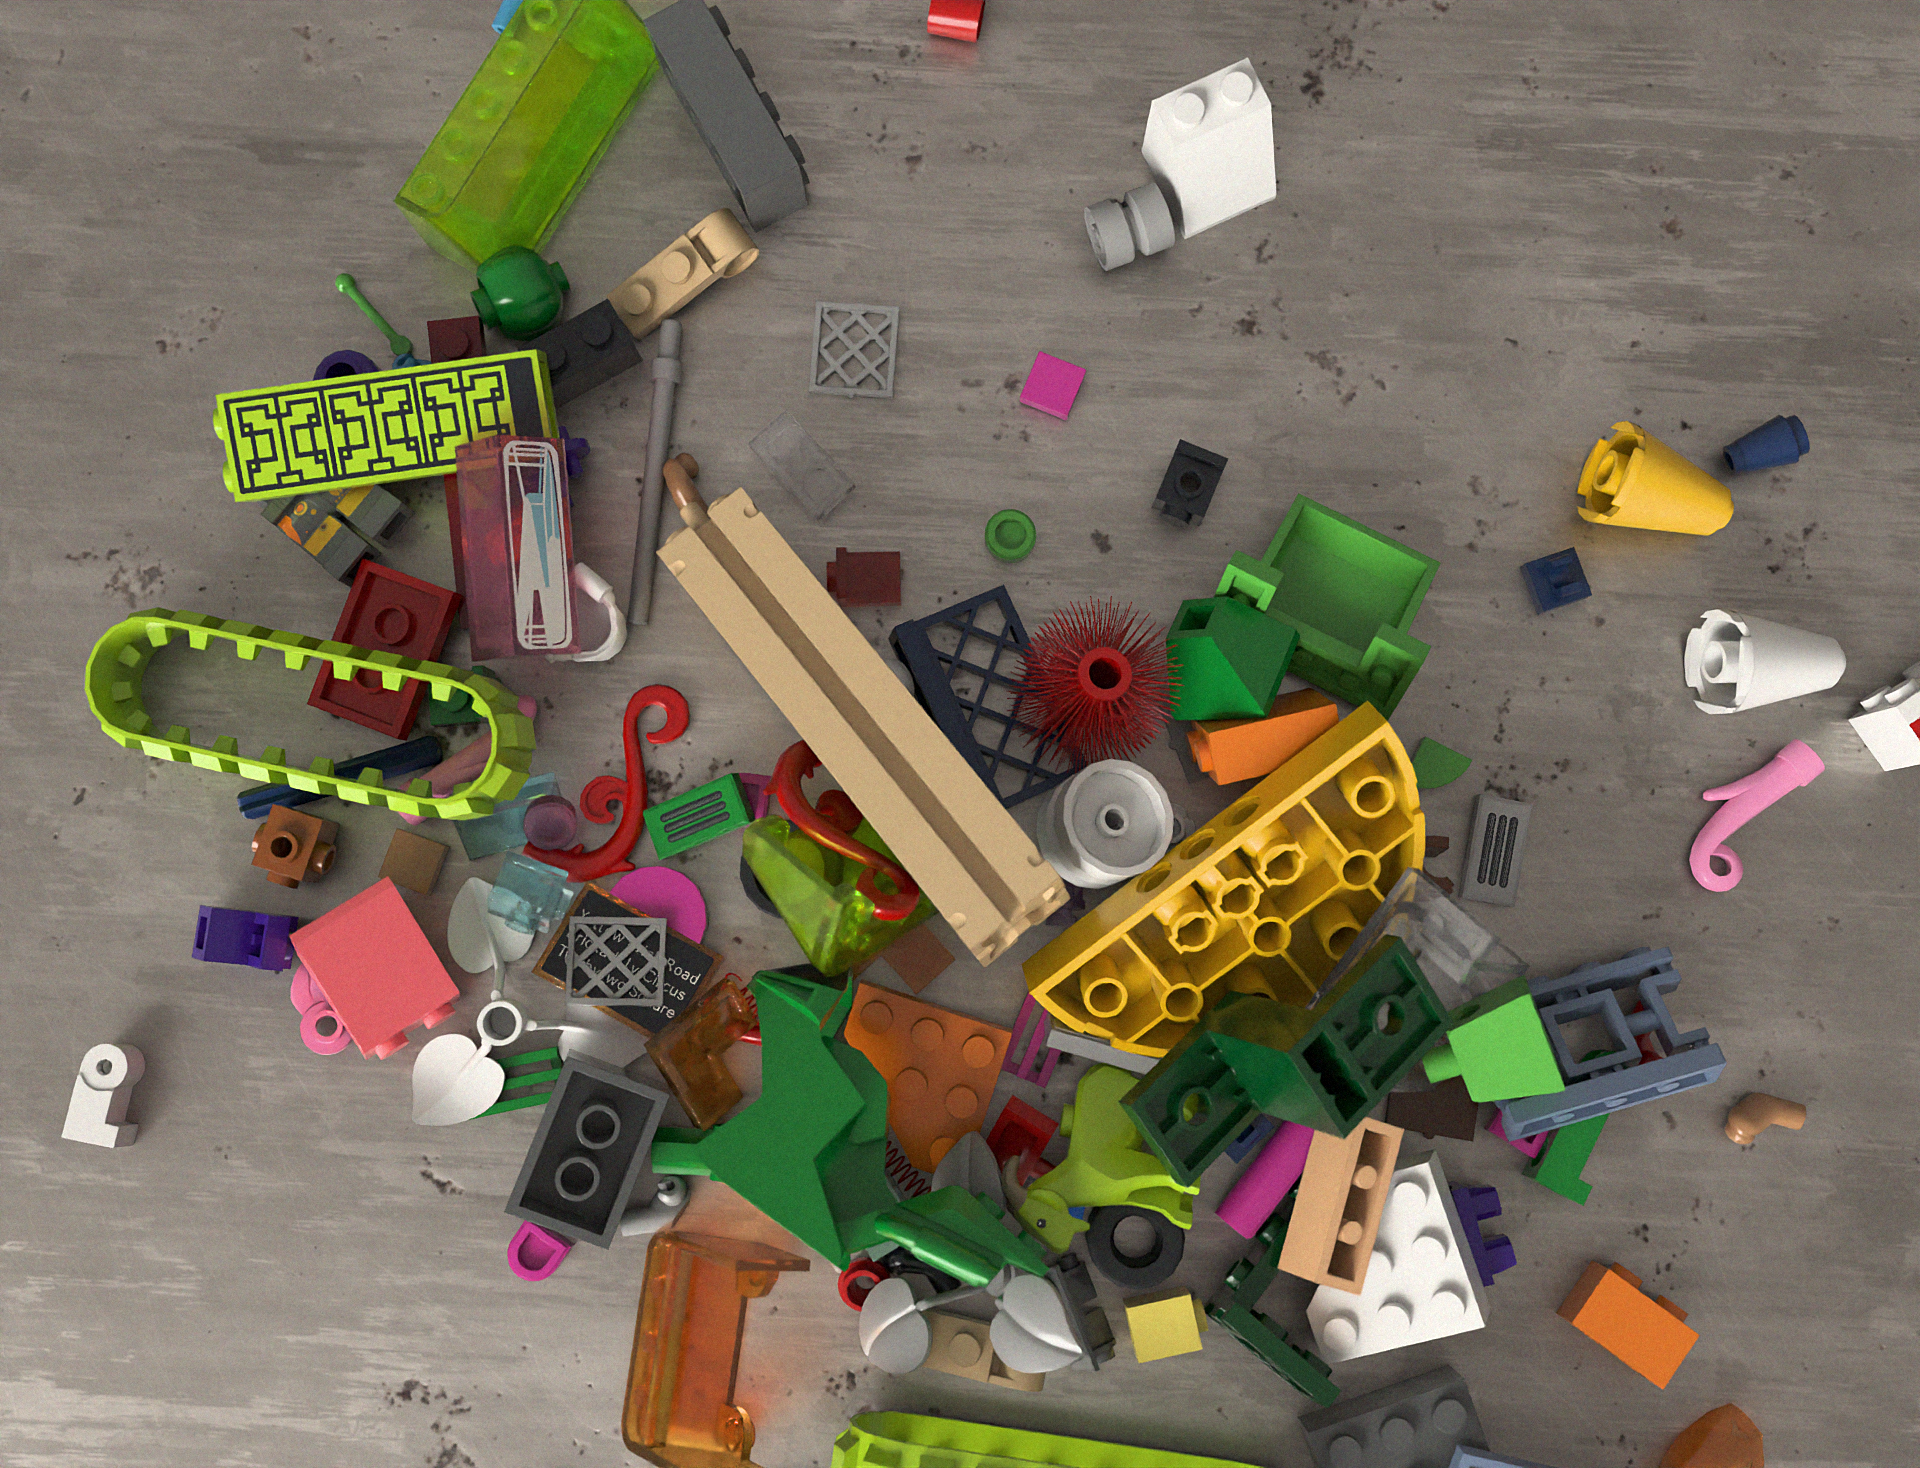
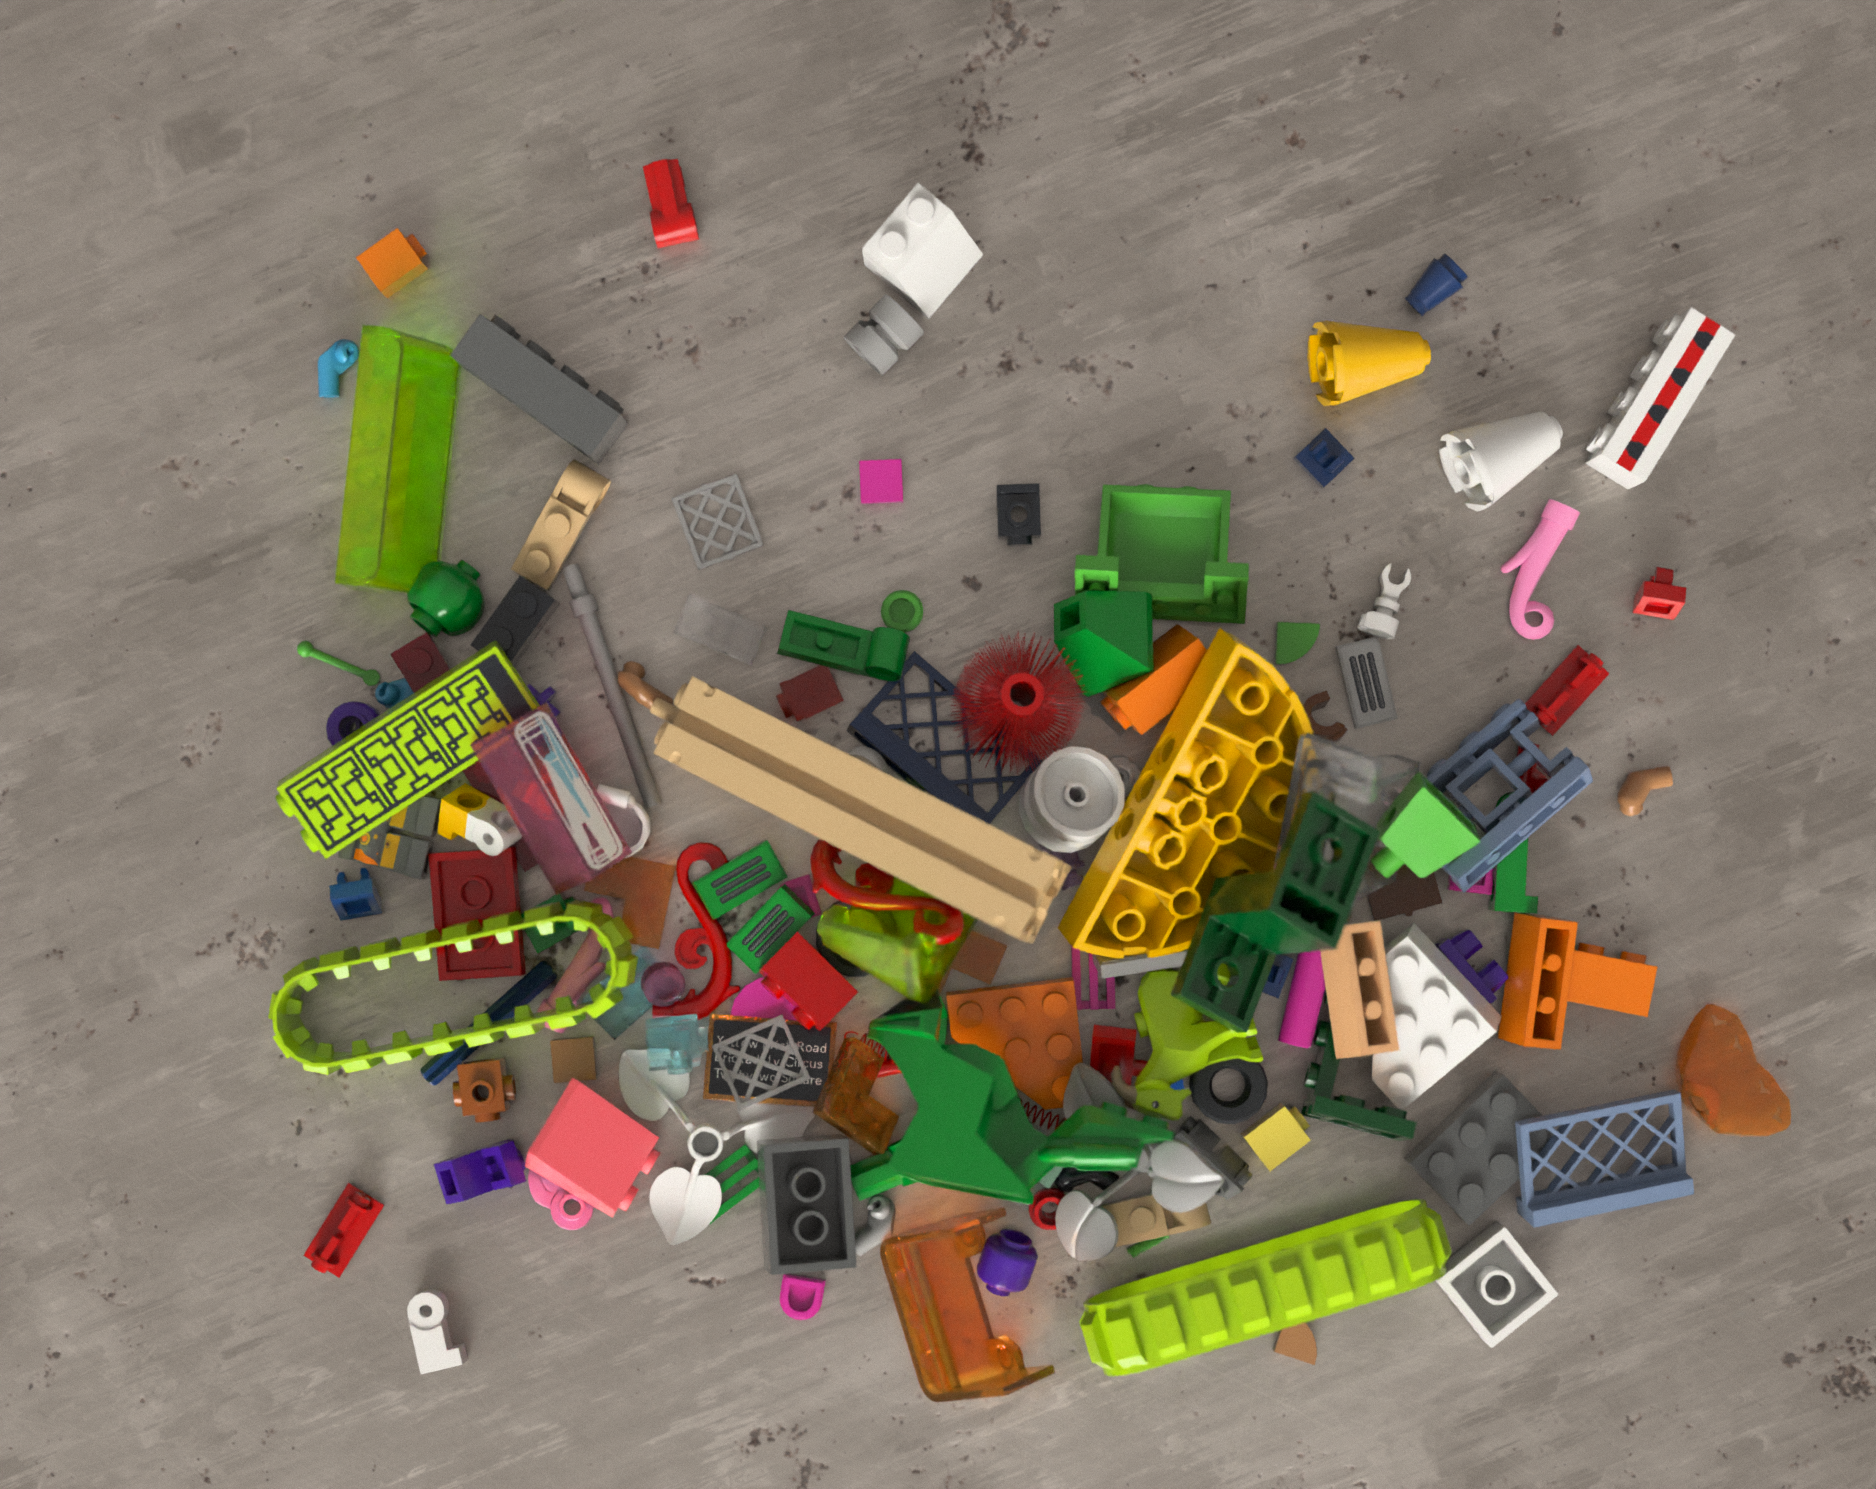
camera: 30 degrees left, 5 degrees up
(65, 934) = (343, 1231): none -> red hinge
(262, 571) = (356, 897): none -> blue tile
(430, 545) = (477, 820): none -> leg
(582, 715) = (646, 892): none -> clear orange plate
(691, 745) = (739, 879): none -> green tile
(710, 895) = (807, 983): none -> red brick
(786, 1324) = (1007, 1262): none -> dark purple head
(929, 544) = (845, 647): none -> green plate
(946, 1378) = (1144, 1245): none -> bright green leg
(1544, 787) = (1381, 622): none -> white piece
(1551, 1285) = (1537, 981): none -> orange brick
(1725, 962) = (1566, 689): none -> red hinge
(1877, 906) = (1659, 596): none -> red tile

